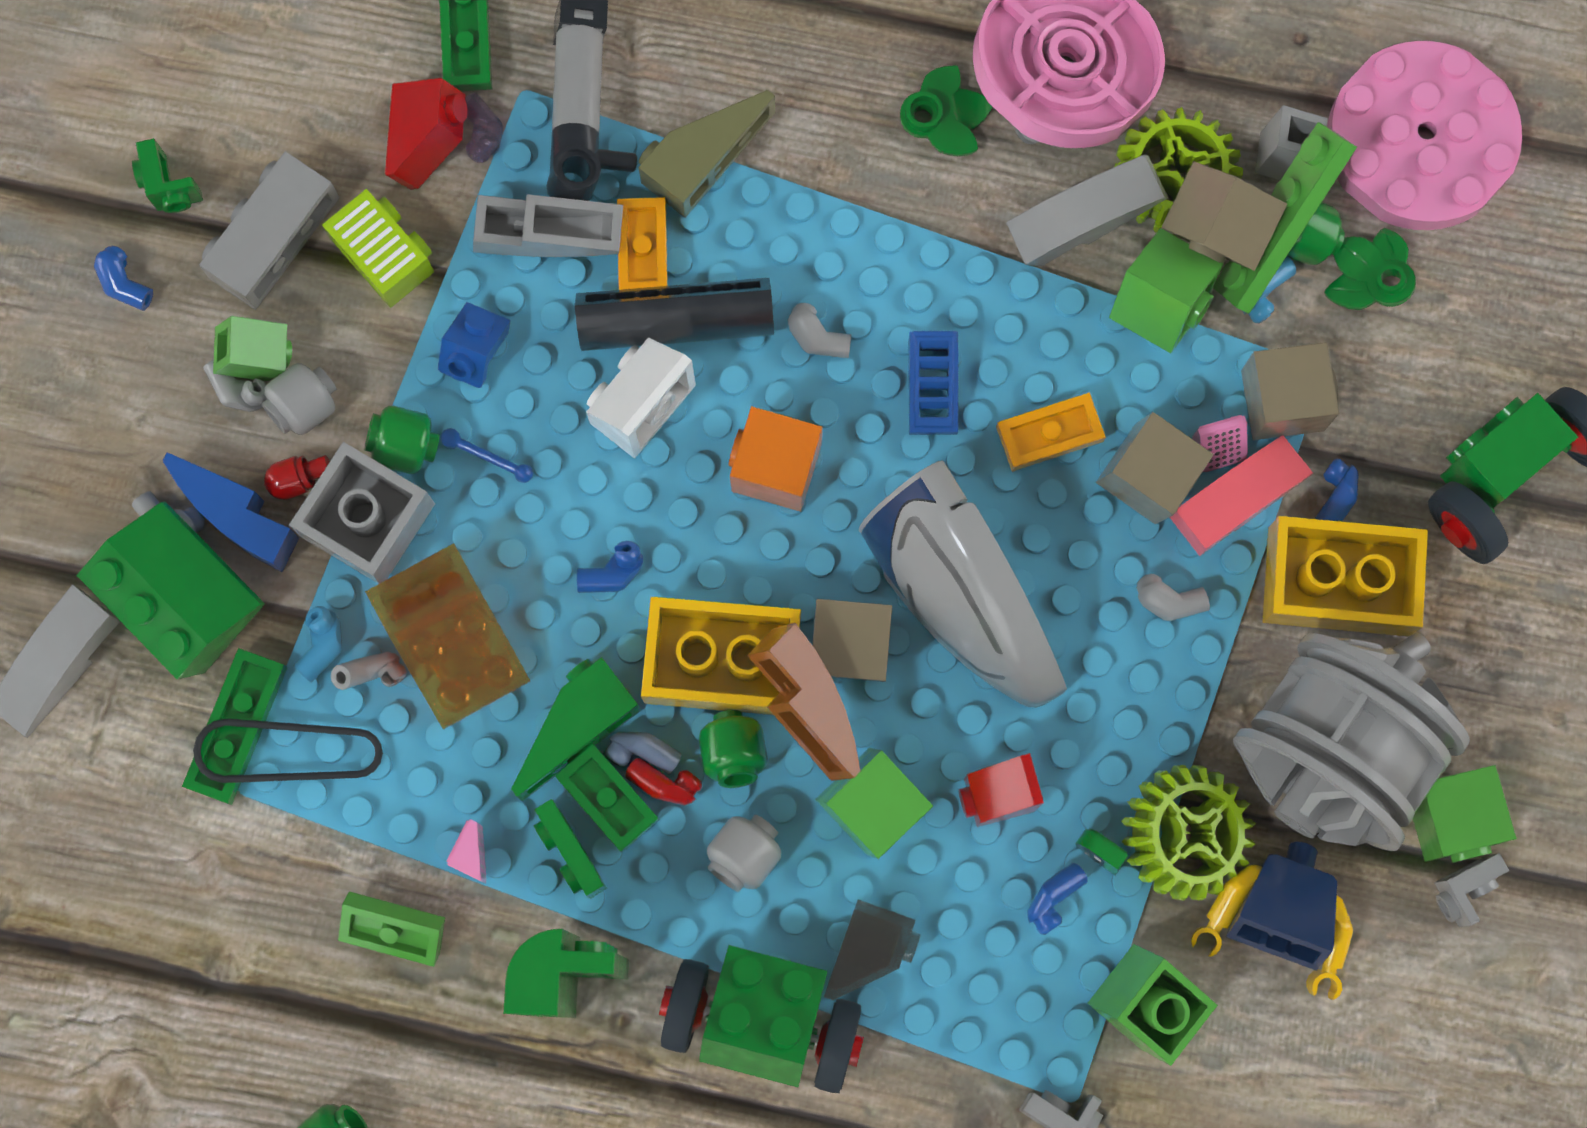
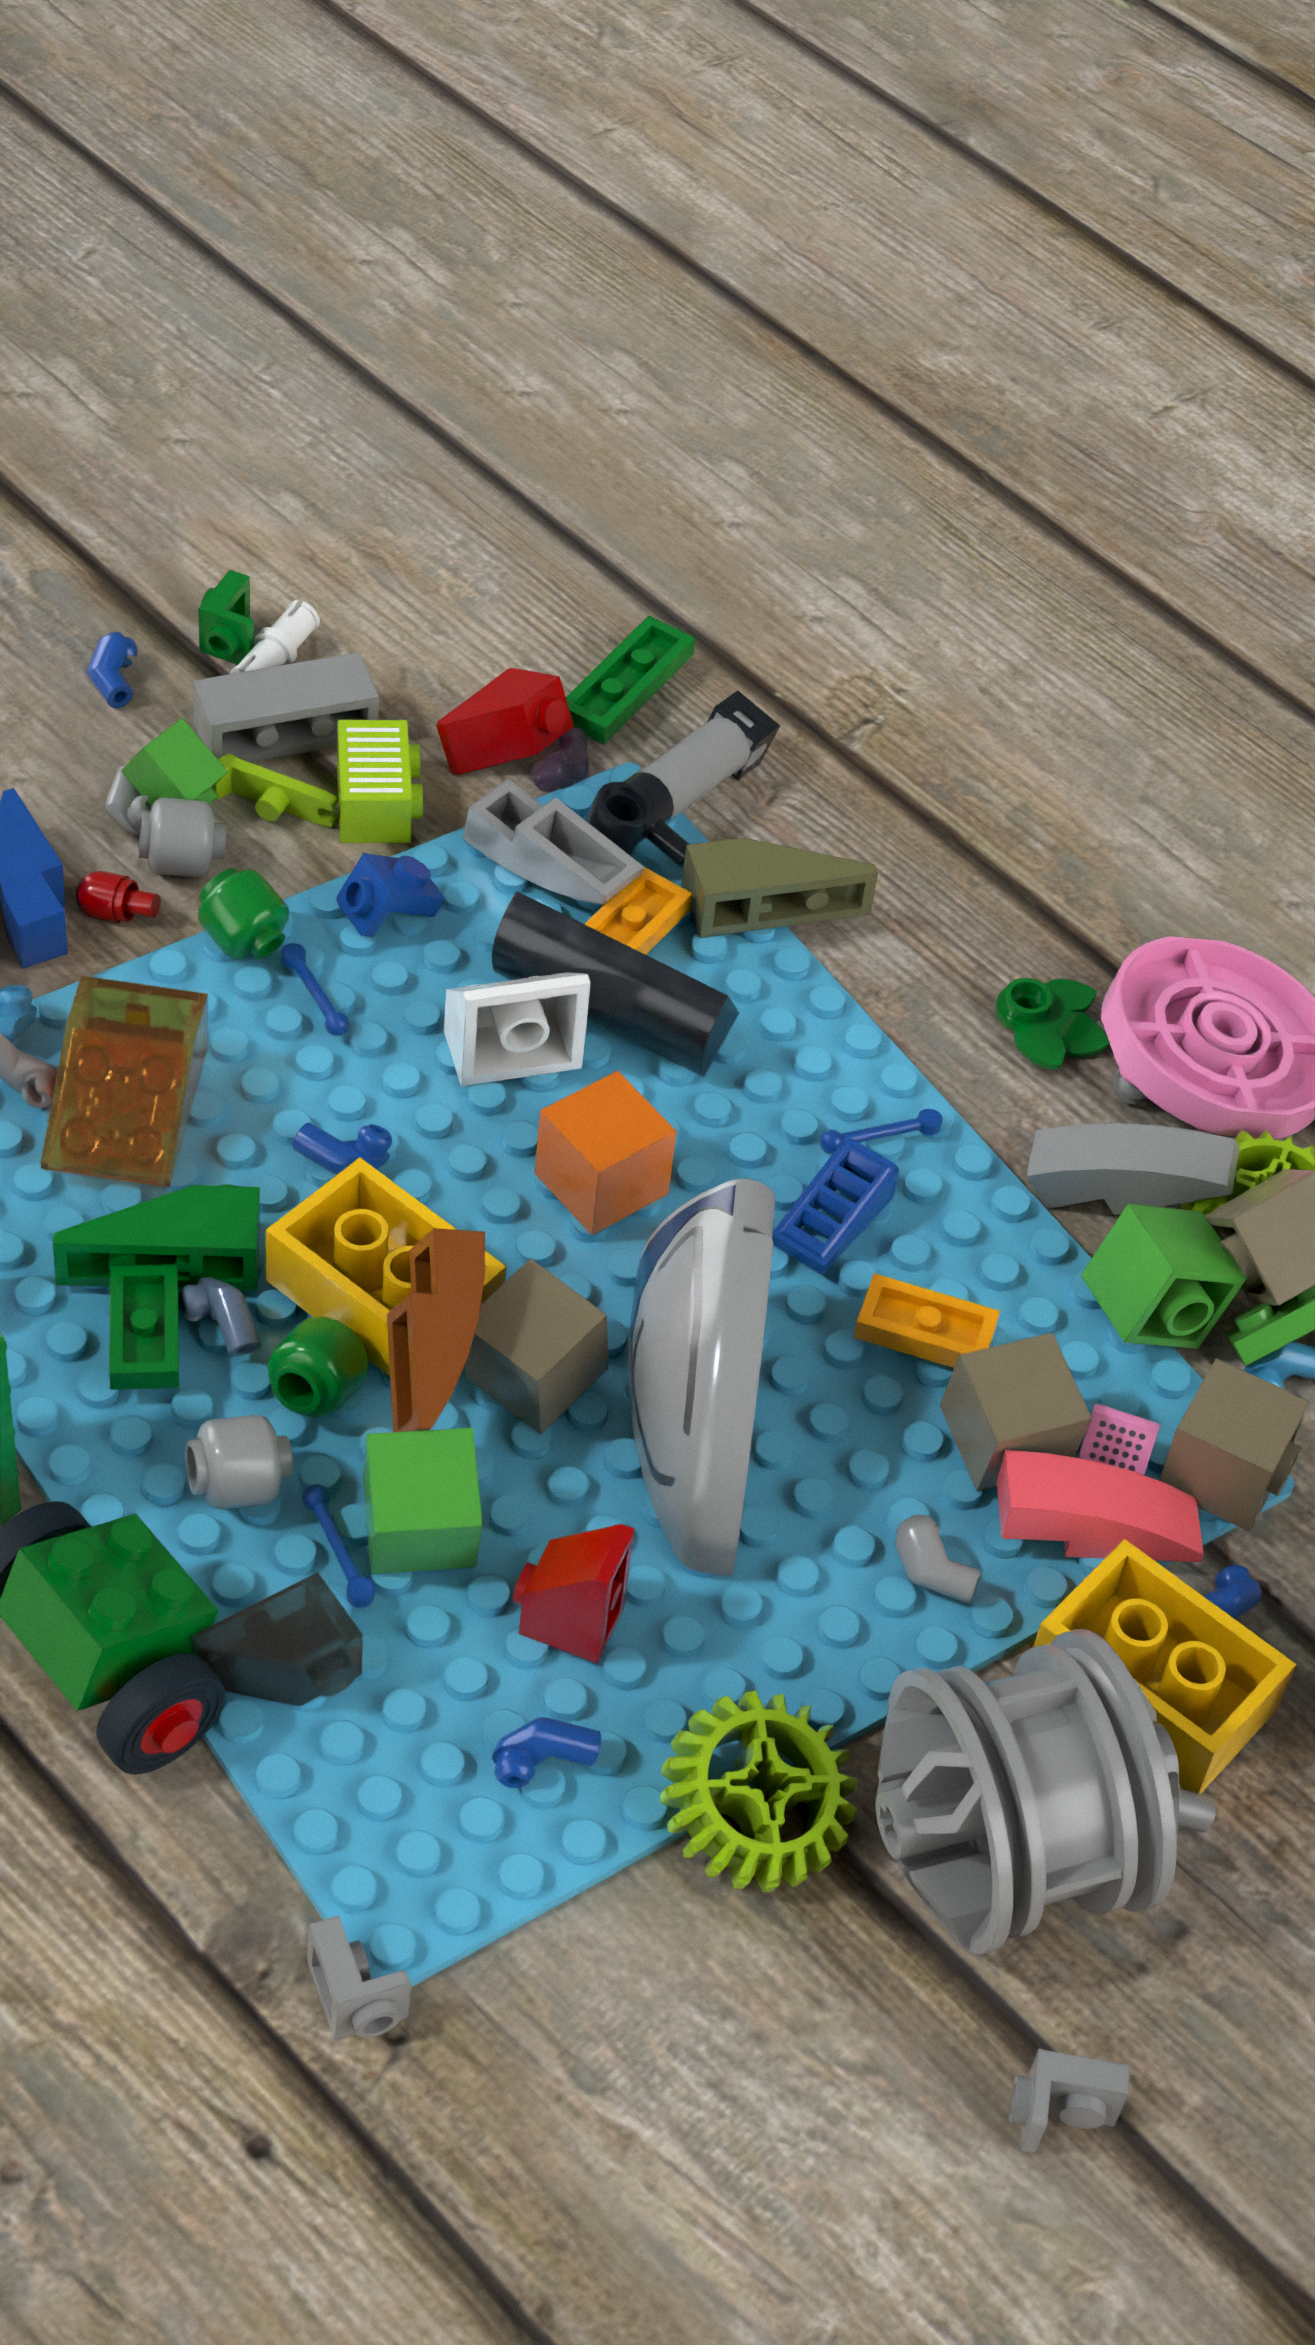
camera: 30 degrees right, 30 degrees down
(213, 176) = (280, 642): none -> white pin
(321, 304) = (276, 792): none -> lime piece
(362, 513) = (147, 928): light grey brick -> none
(556, 831) = (62, 1321): green plate -> none
(660, 786) = (211, 1357): red arm -> none
(813, 336) = (741, 1097): light grey arm -> none
(871, 871) = (360, 1589): none -> blue hinge
(935, 264) = (928, 1123): none -> blue hinge
(1102, 850) = (641, 1740): green tile -> none
(1152, 1004) = (561, 1924): bright green head -> none
(1287, 913) = (808, 1955): dark blue torso -> none
(1463, 816) = (1115, 1994): bright green head -> none

